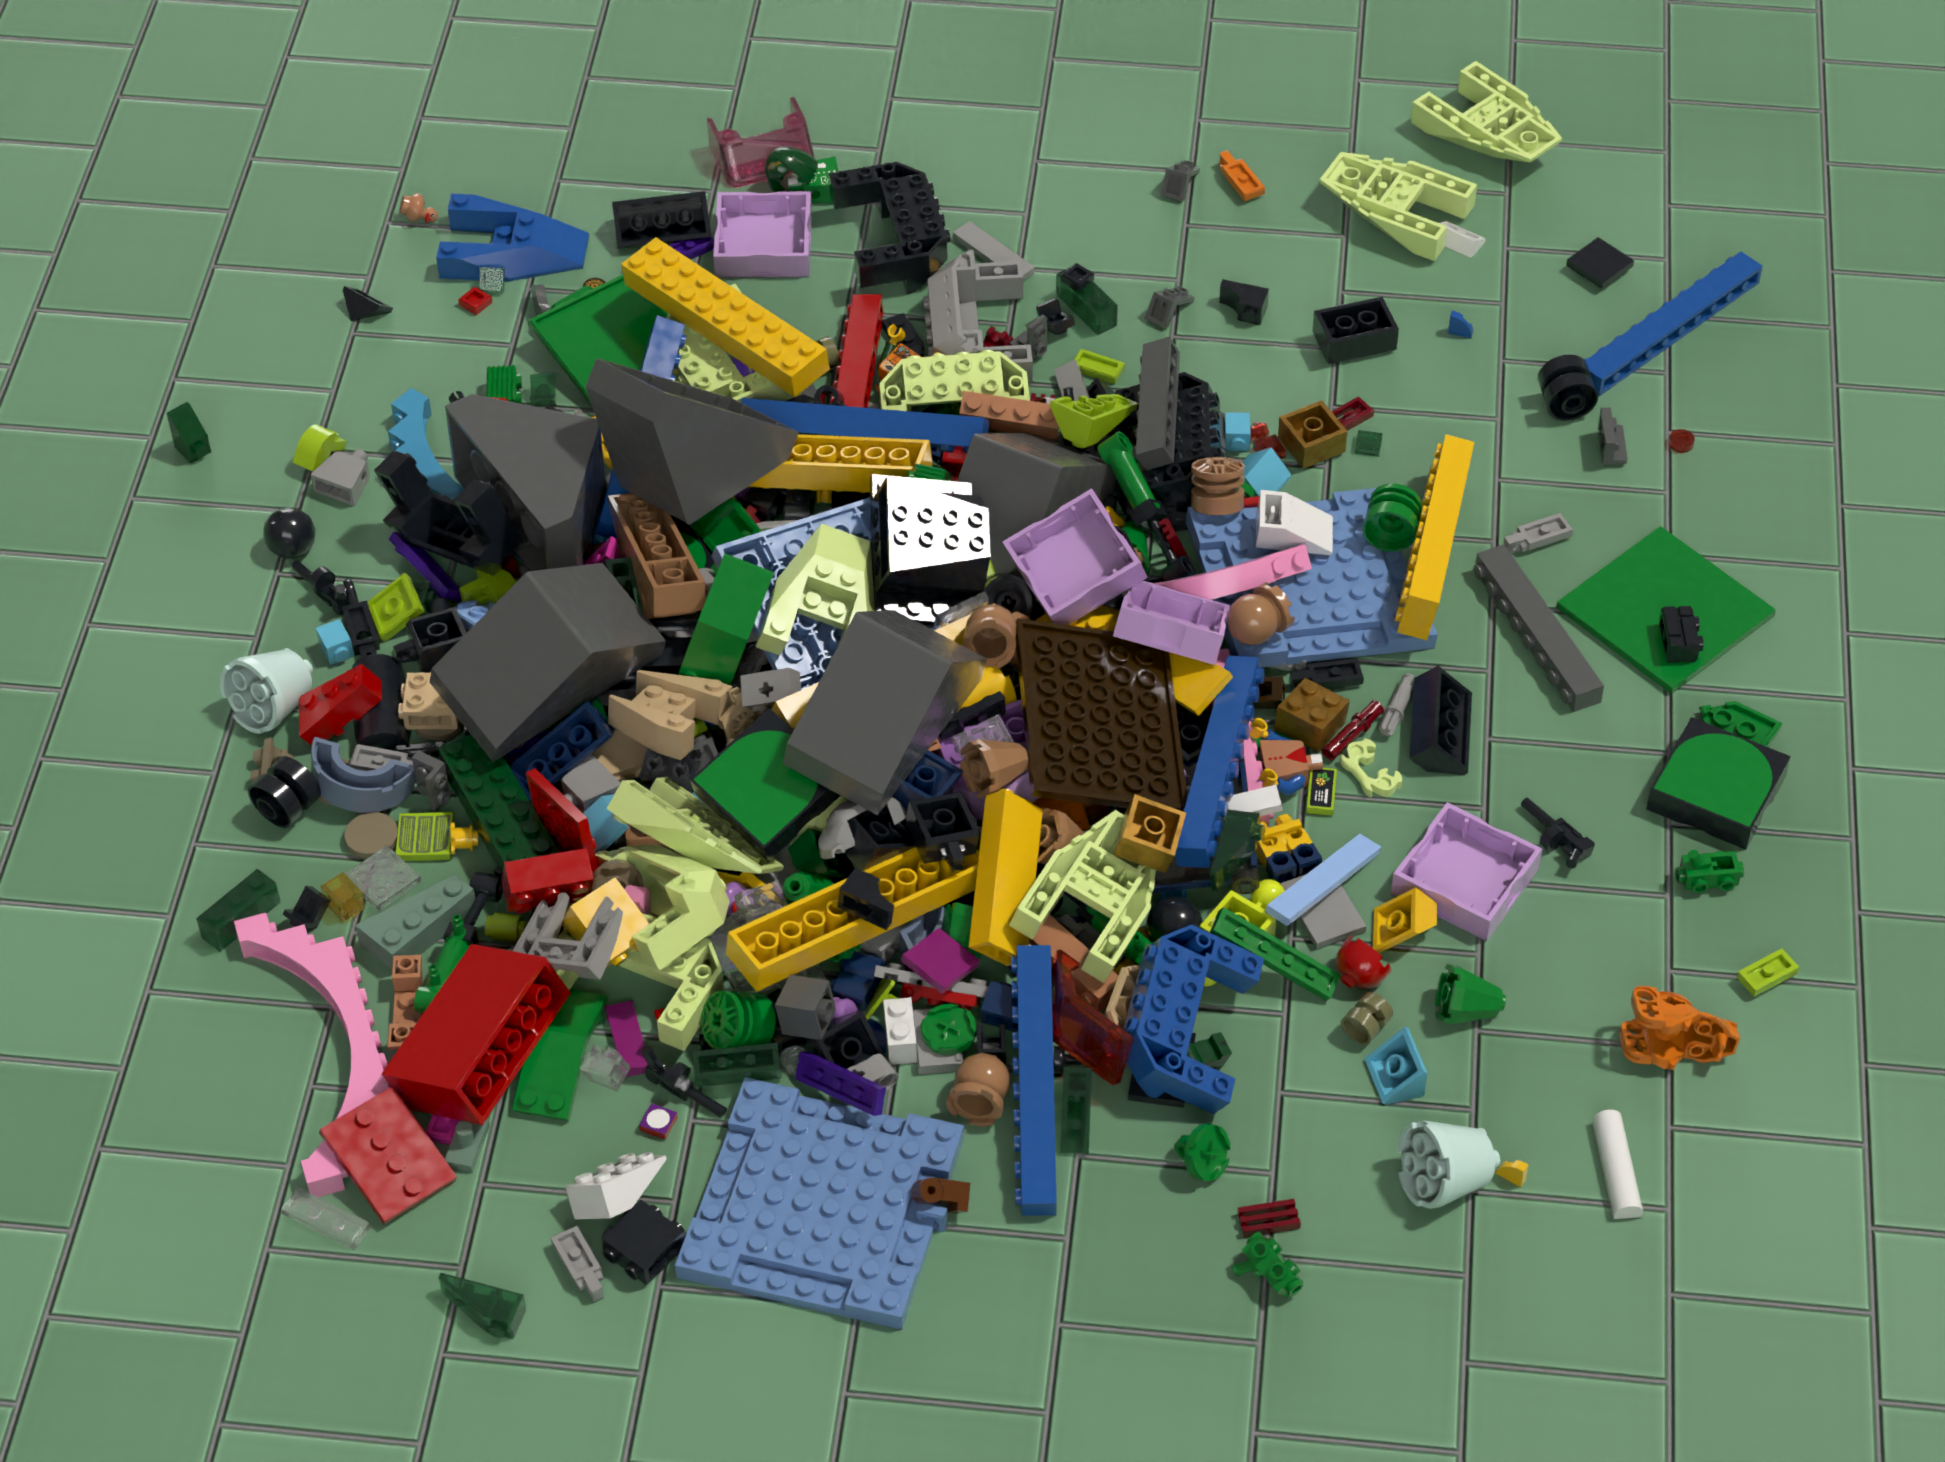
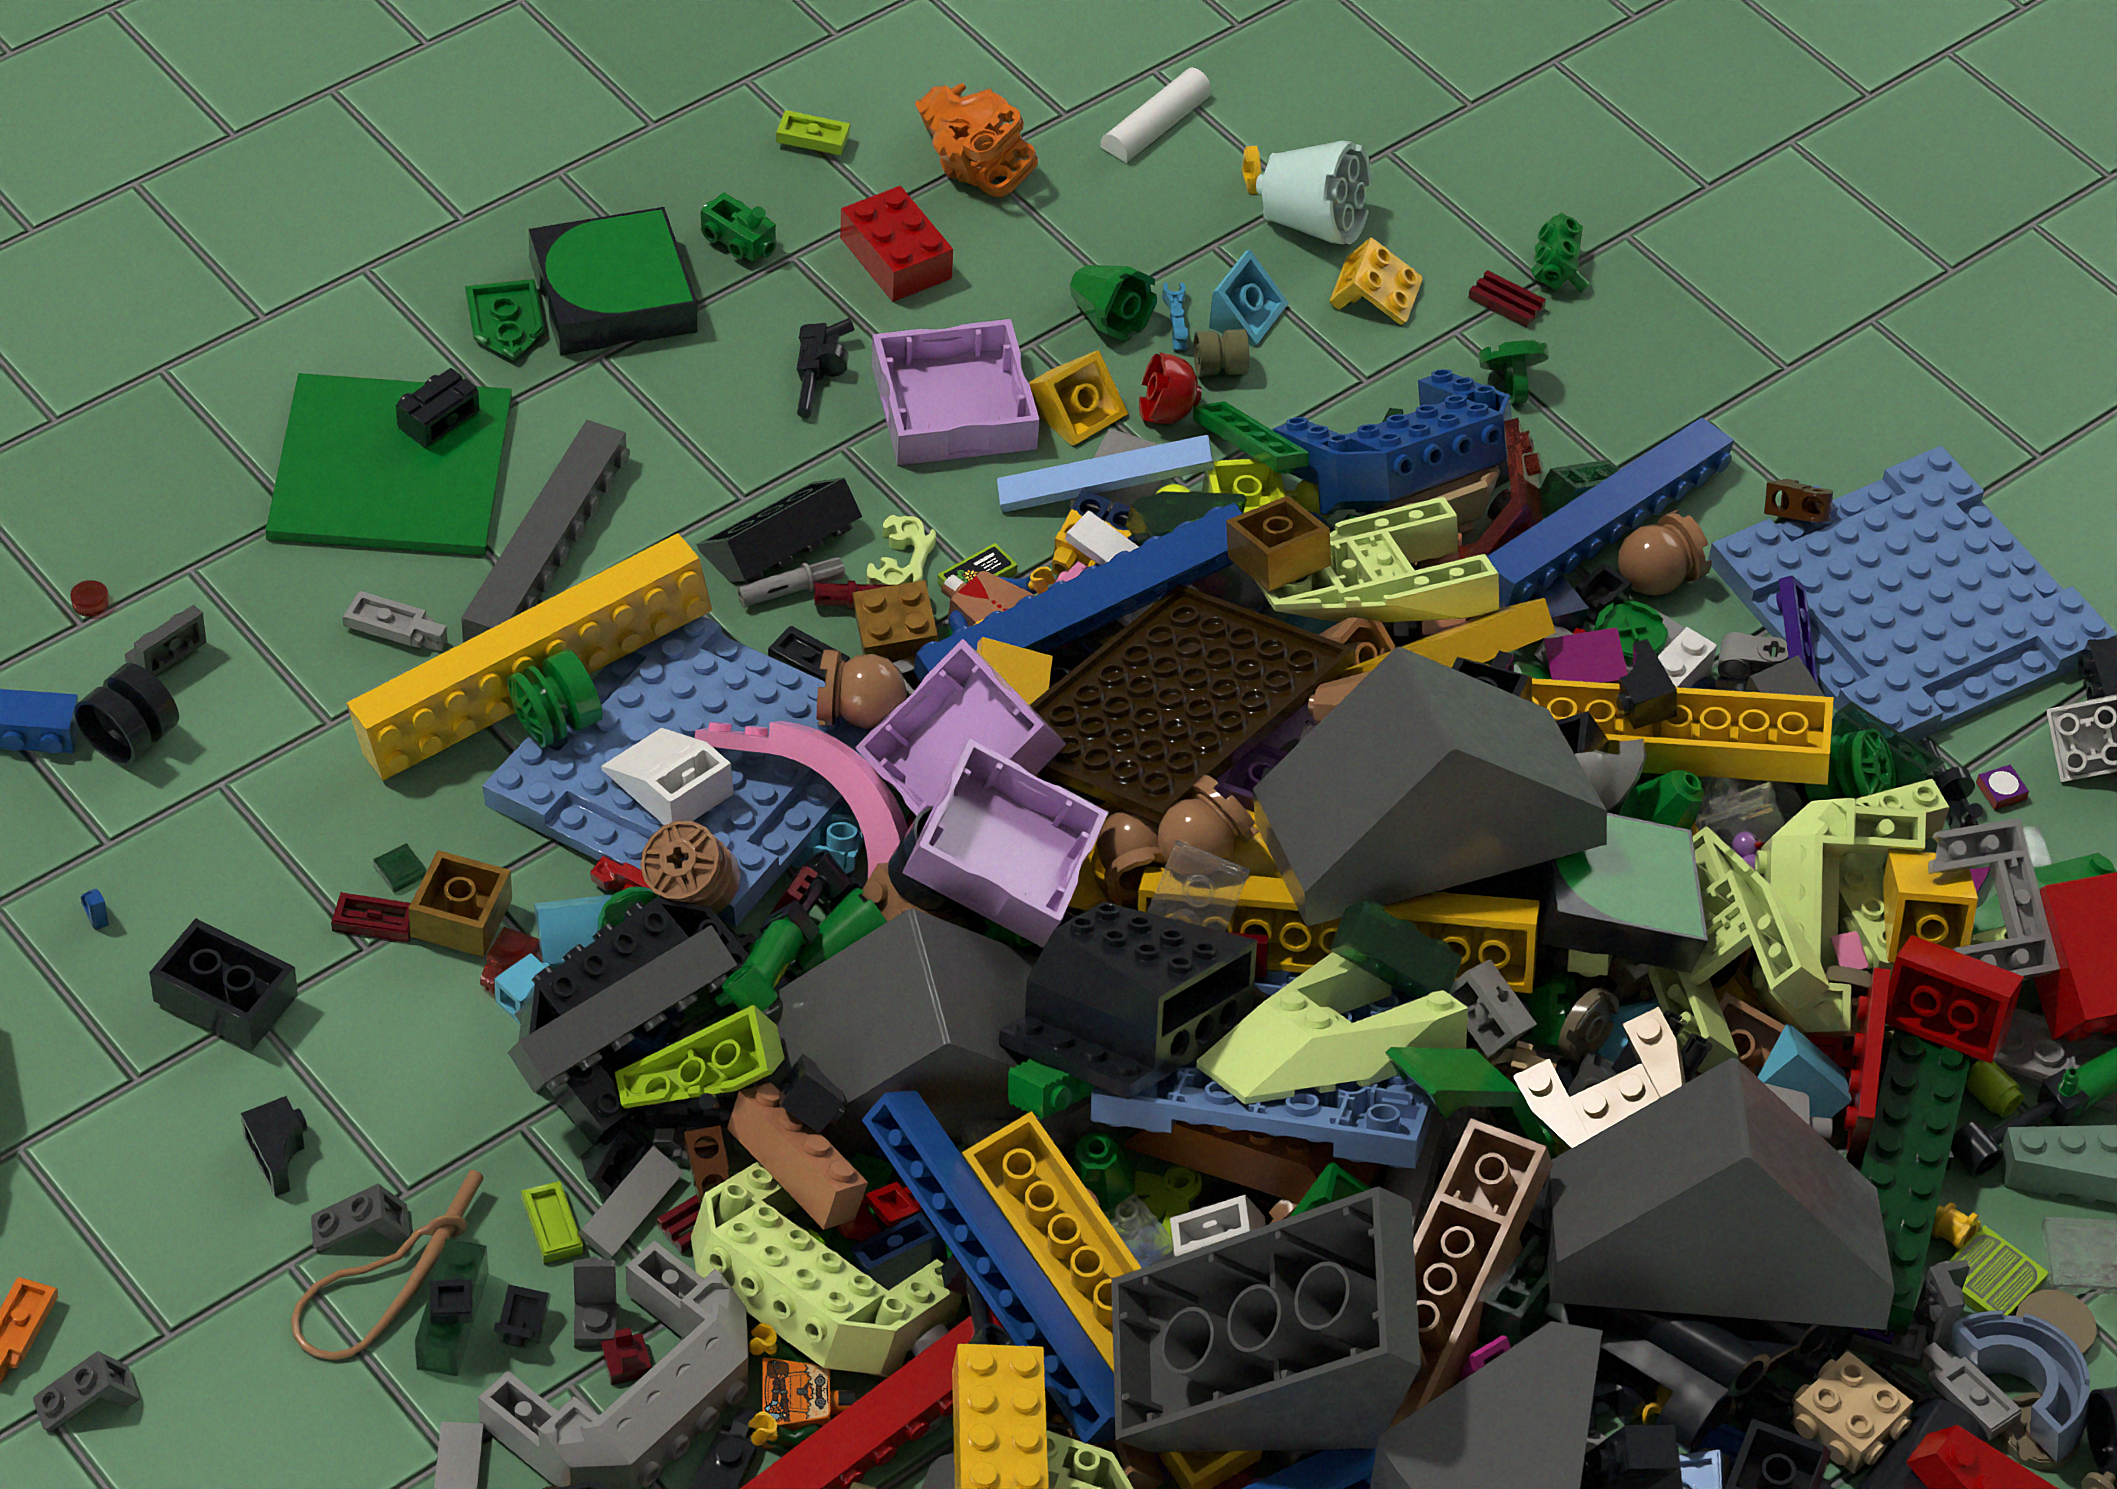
camera: 140 degrees left, 0 degrees up
(816, 654) = (1395, 950): none -> clear green brick
(1026, 418) = (811, 1095): none -> black arch
(1132, 322) = (440, 1229): none -> medium nougat piece
(1345, 1152) = (1380, 279): none -> yellow bracket
(1408, 1020) = (1175, 301): none -> dark azure piece
(1621, 934) = (896, 243): none -> red brick

